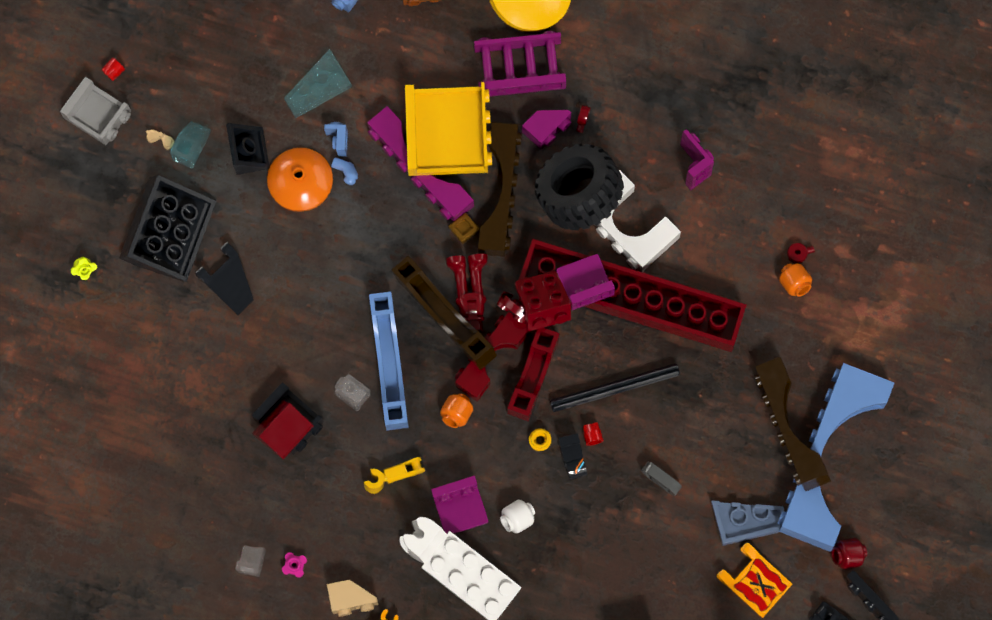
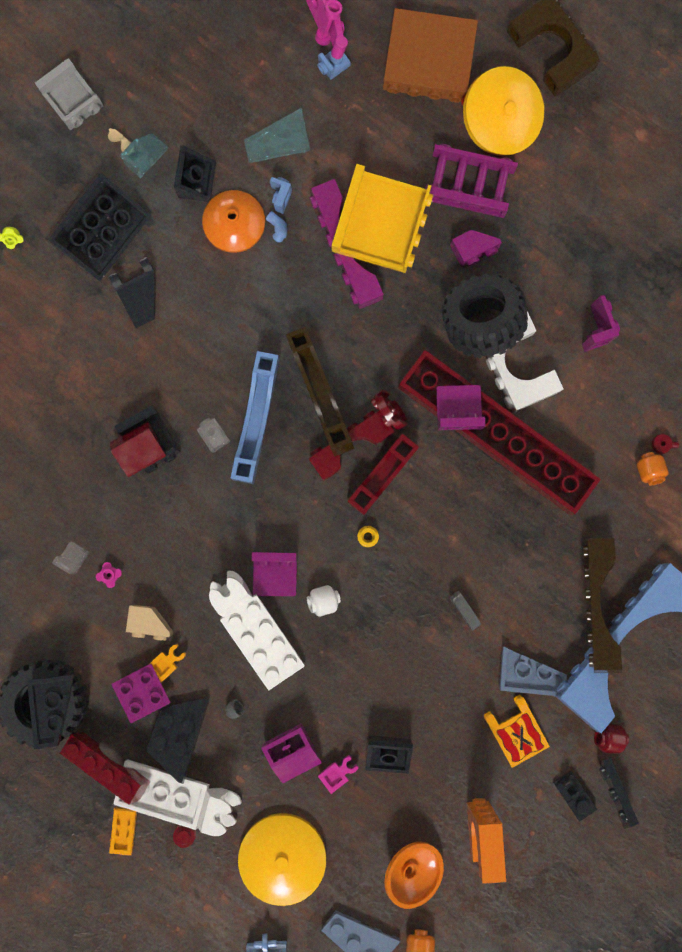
camera: 15 degrees right, 10 degrees up
(113, 69) = (98, 60): red hose -> none
(393, 474) = (226, 522): yellow piece -> none
(456, 410) = (301, 484): orange head -> none
(463, 228) = (366, 317): pearl gold tile -> none
(470, 304) = (350, 390): dark red piece -> none
(493, 232) = (391, 331): dark brown arch -> none
(543, 300) = (415, 412): dark red bracket -> none
(572, 456) = (392, 563): black leg -> none
(583, 117) = (509, 252): dark red piece -> none
(592, 434) = (417, 548): red hose -> none
(614, 387) = (452, 511): black axle -> none

